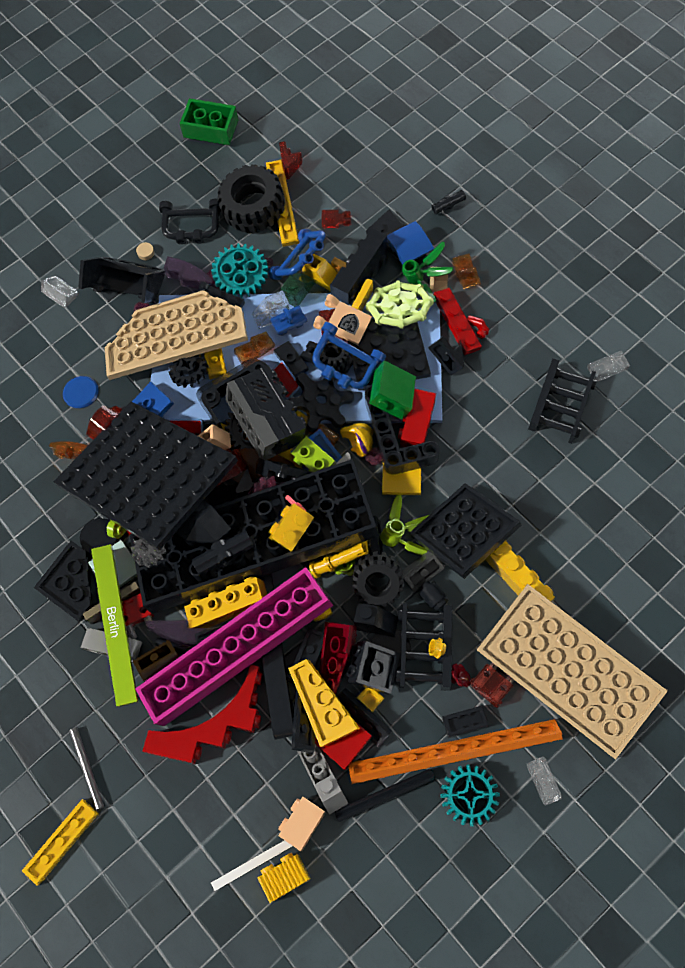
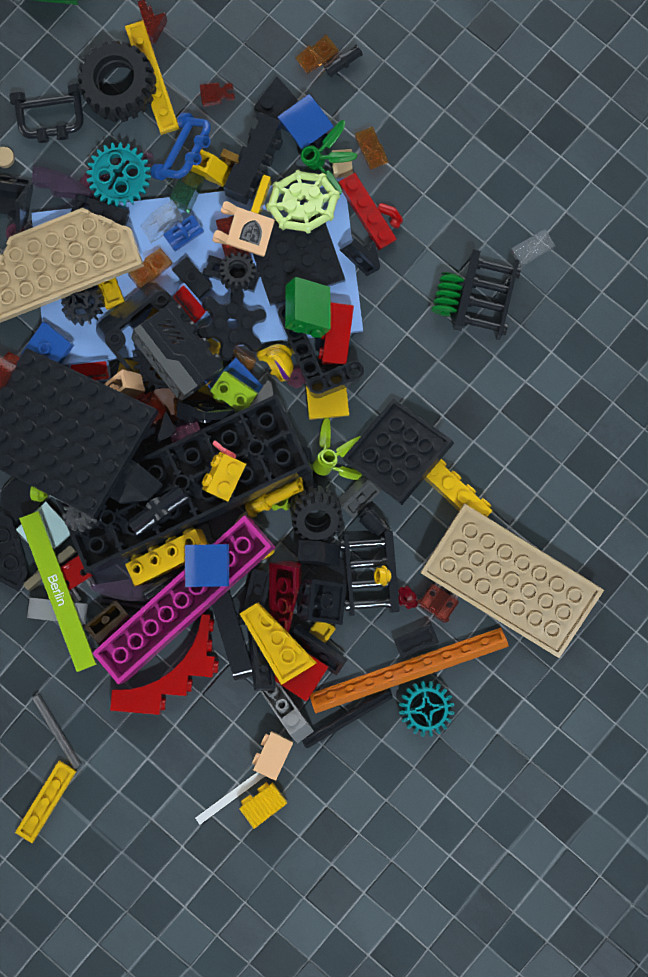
camera: 15 degrees left, 15 degrees up
(261, 611) = (207, 565): none -> blue slope
(328, 372) = (238, 295): blue bar -> none
(426, 197) = (317, 55): none -> clear orange slope
(524, 397) = (446, 294): none -> green piece
(544, 781) = (494, 686): clear slope -> none

